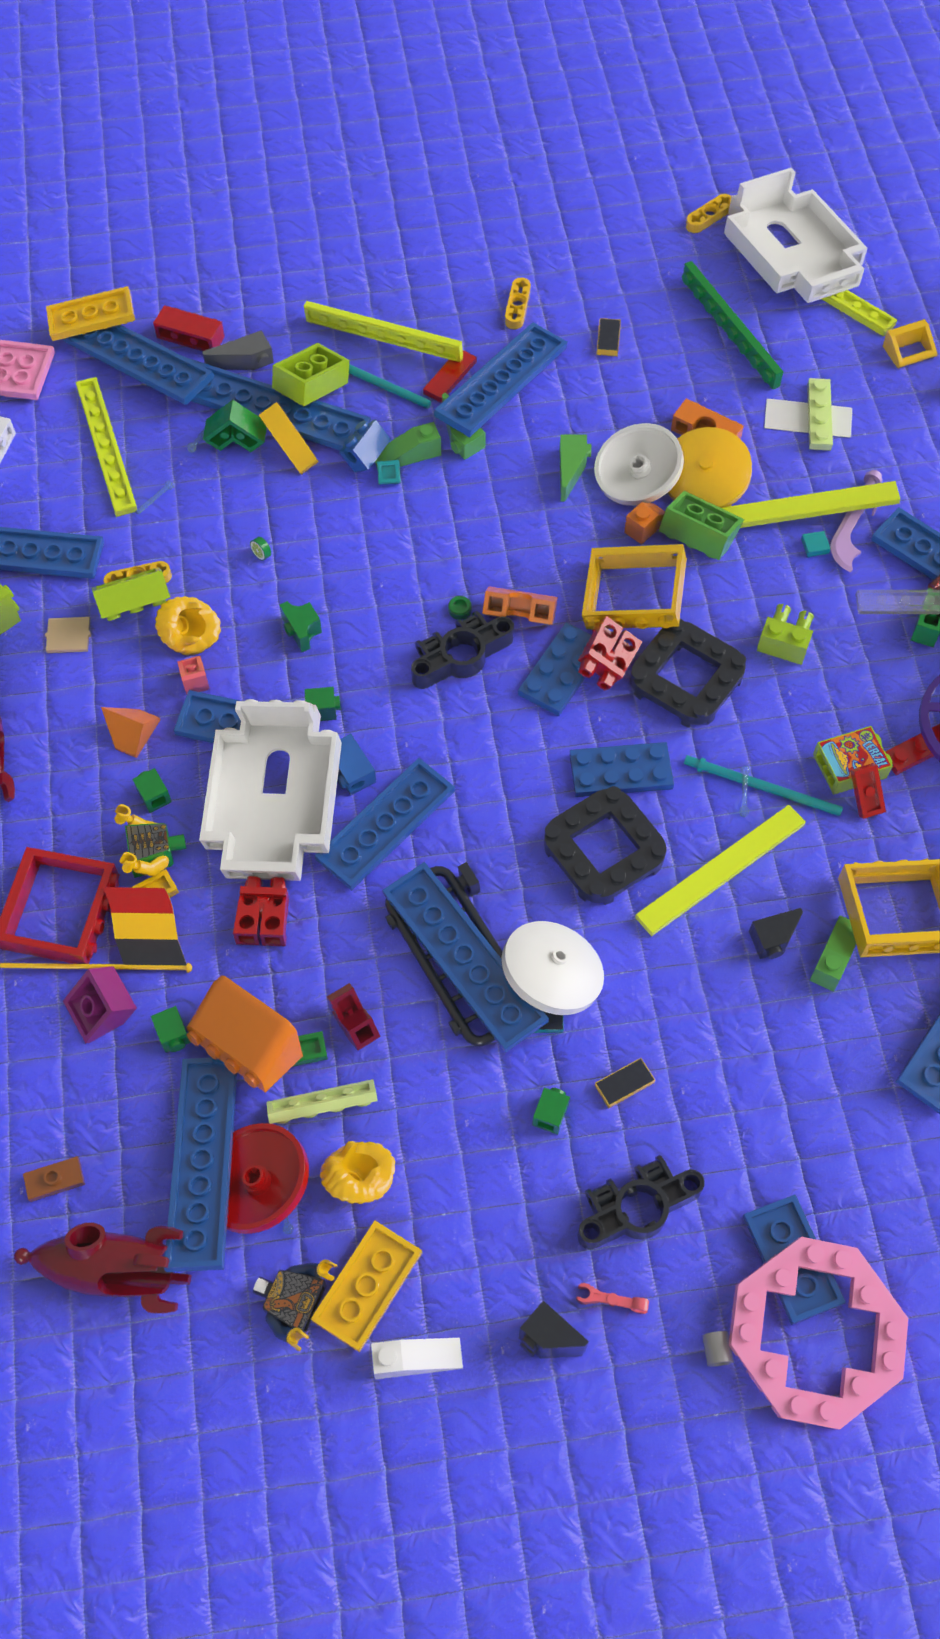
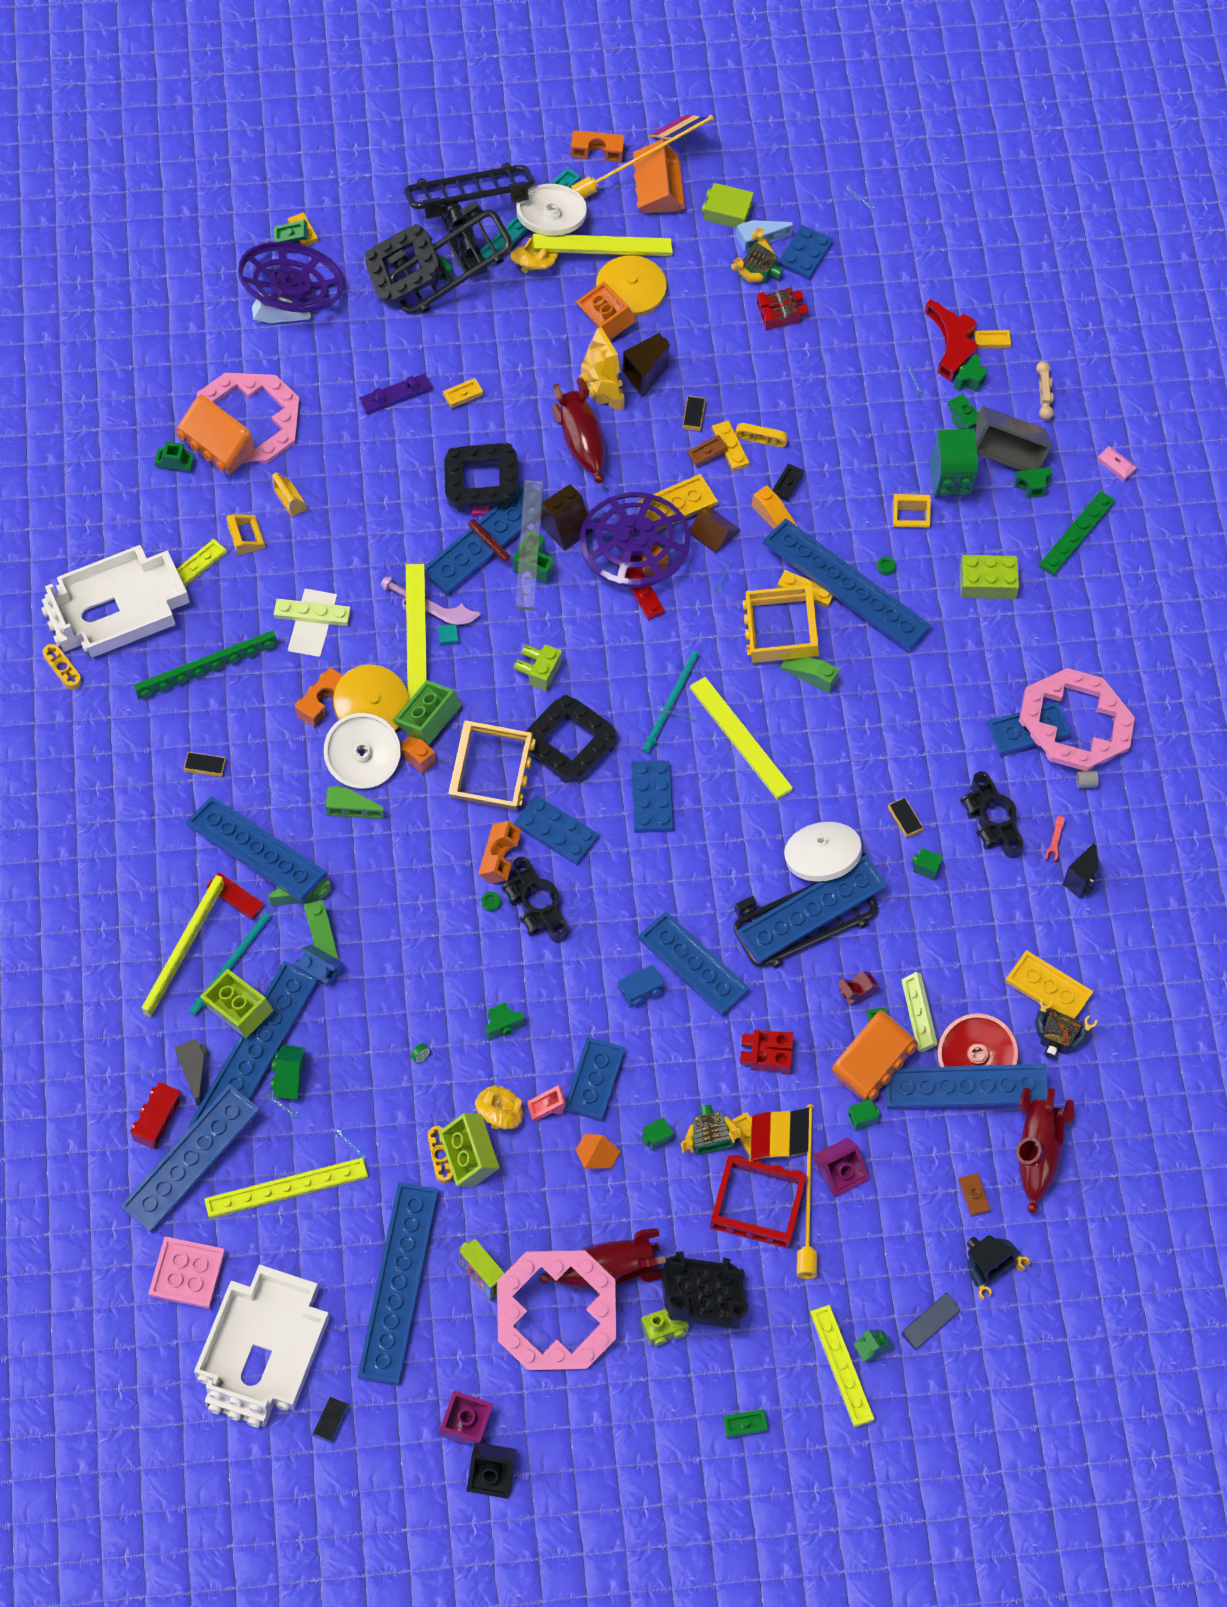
camera: 90 degrees left, 0 degrees up
(68, 635) = (495, 1211): tan piece -> none
(90, 313) = (135, 1198): yellow plate -> none
(265, 831) = (699, 1043): white panel -> none
(288, 438) = (305, 1025): yellow slope -> none
(325, 701) = (583, 1007): green brick -> none
(358, 1172) = (972, 987): yellow piece -> none
(388, 472) = (345, 949): teal tile -> none
(415, 1357) = (1095, 960): white slope -> none
(514, 309) = (150, 828): yellow beam -> none
(606, 885) = (729, 836): black plate -> none
(608, 653) = (553, 791): hips -> none
(774, 933) = (796, 707): black slope -> none
(849, 751) = (655, 638): brick -> none
(868, 790) = (685, 630): red plate -> none

